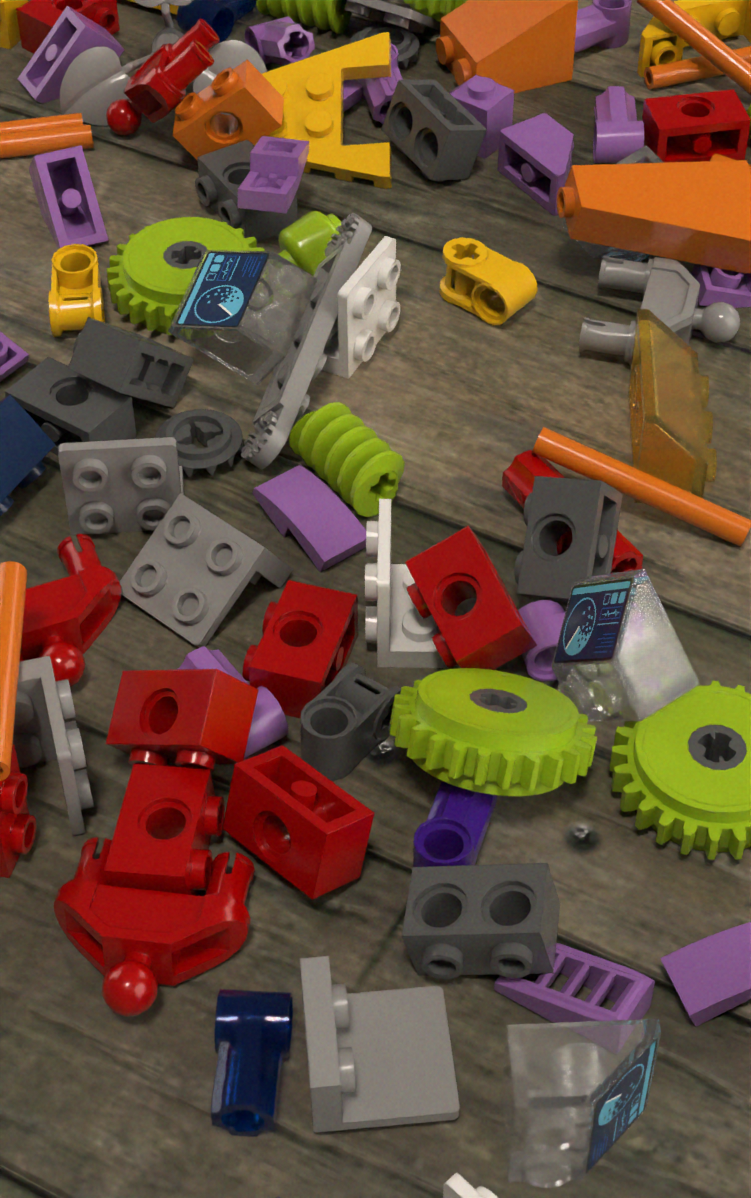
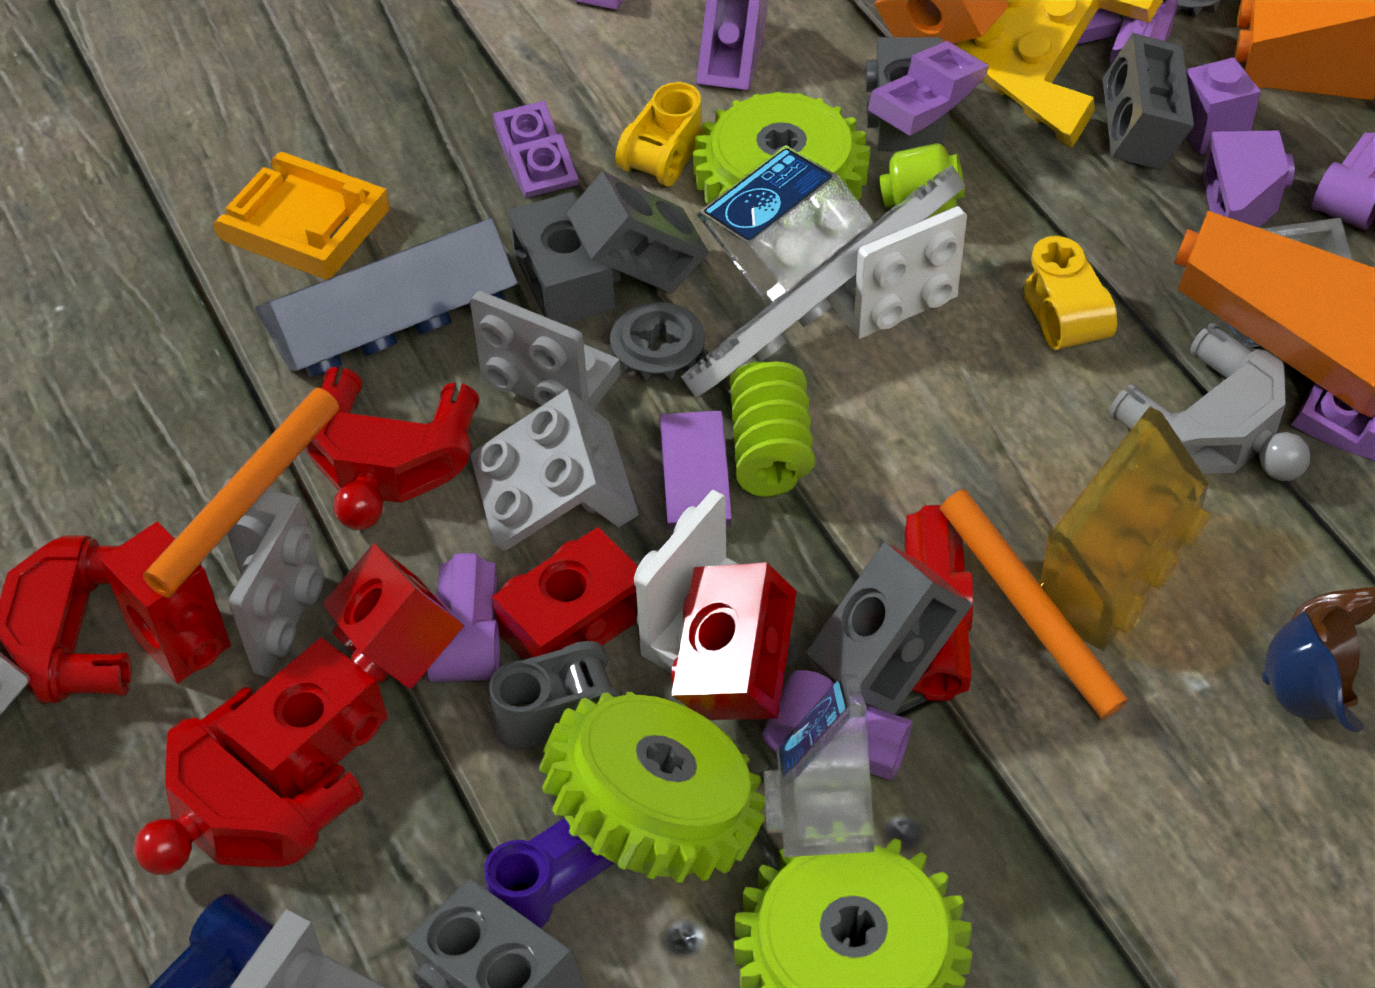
camera: 35 degrees right, 5 degrees up
(297, 821) = (416, 773): red brick -> none

